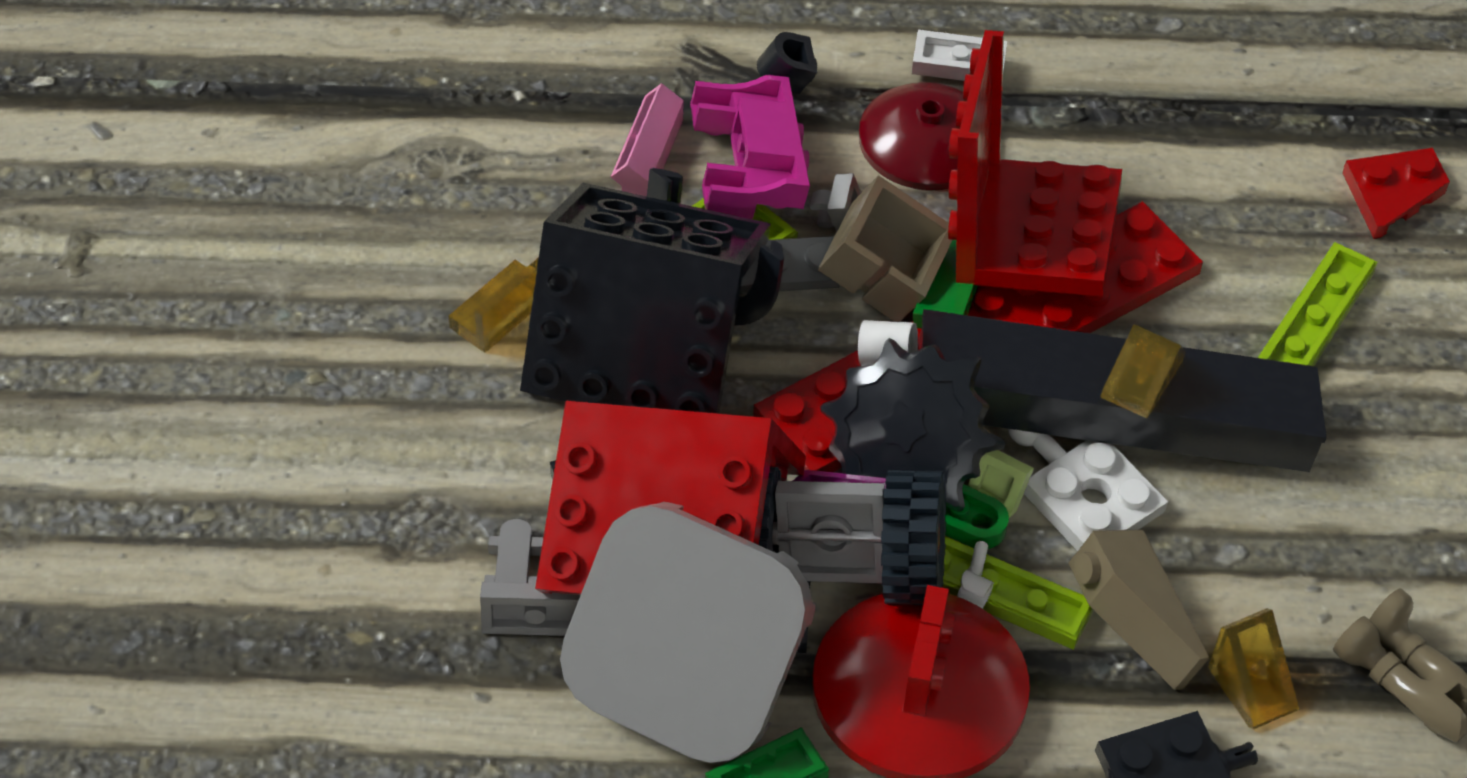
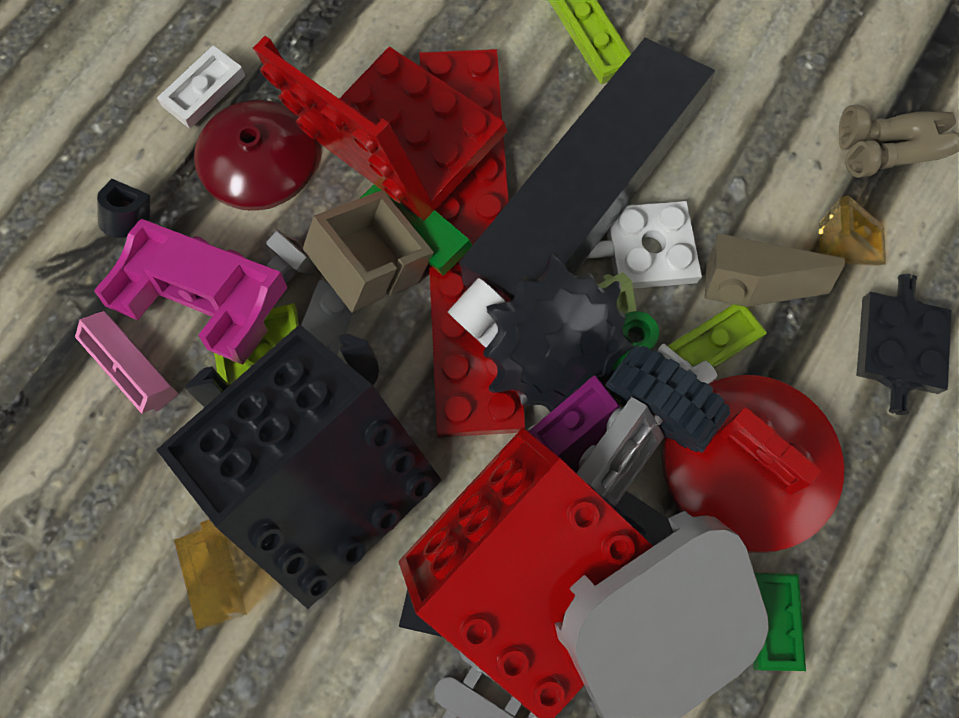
camera: 60 degrees left, 20 degrees up
(1142, 371) = (609, 145): clear yellow slope -> none

